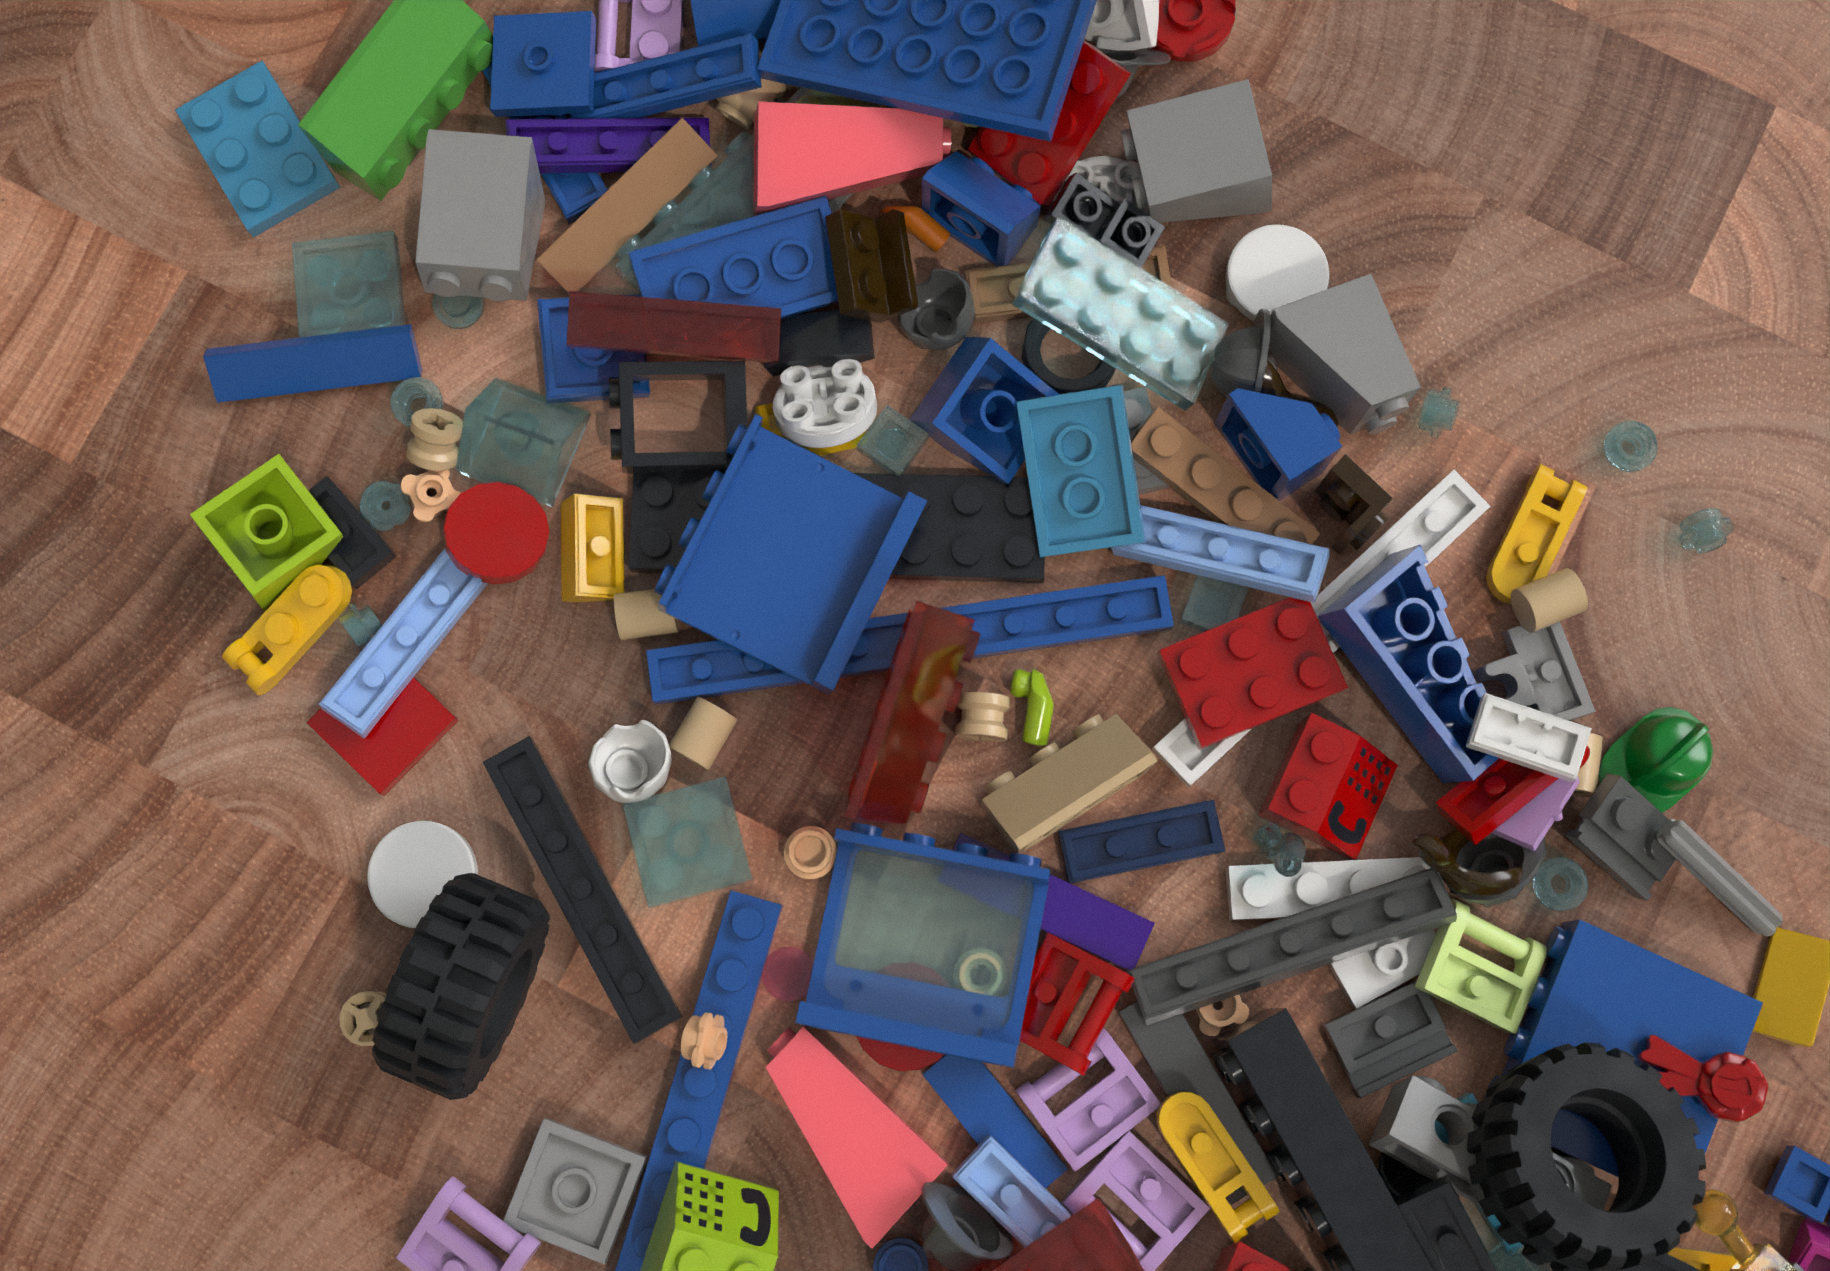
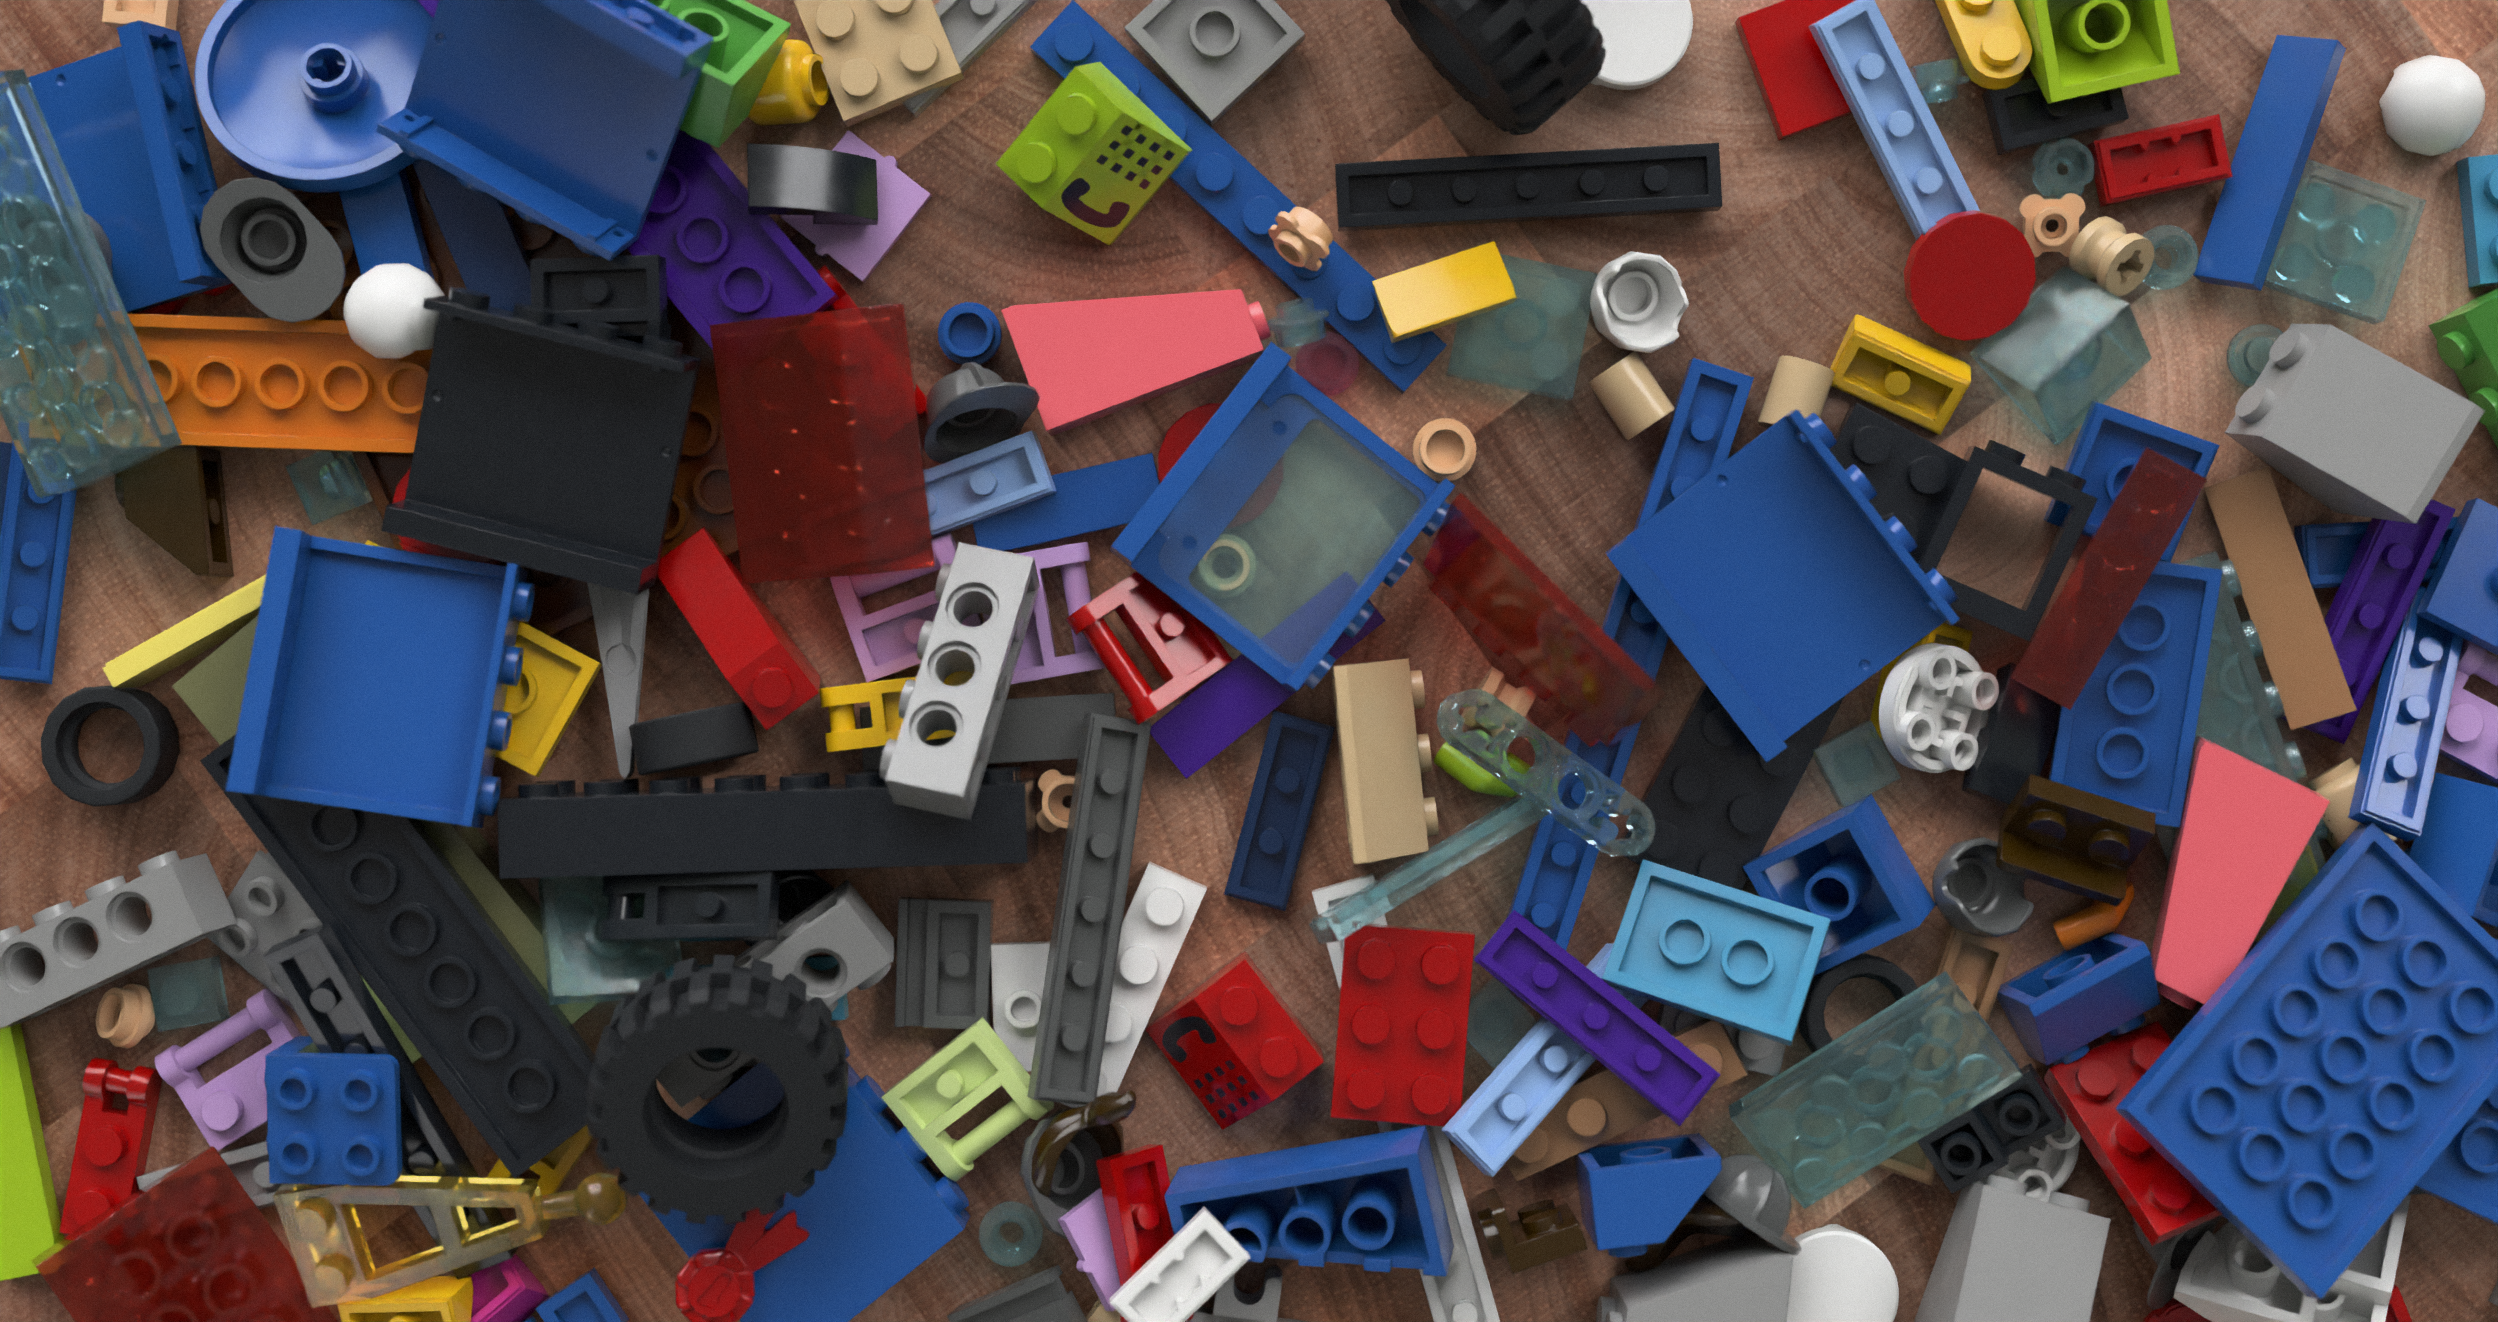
camera: 125 degrees right, 10 degrees up
(219, 271) = (2432, 105): none -> white hair
(347, 439) = (2160, 160): none -> red plate
(692, 911) = (1444, 291): none -> yellow slope
(769, 1011) = (1298, 323): none -> clear light blue plate
(1012, 655) = (1550, 766): none -> clear light blue beam
(1130, 707) = (1425, 870): none -> clear light blue tile
(1173, 532) = (1597, 1018): none -> dark purple tile
(1253, 1099) = (951, 775): none -> brick
(1284, 849) = (1194, 956): clear light blue arm -> none

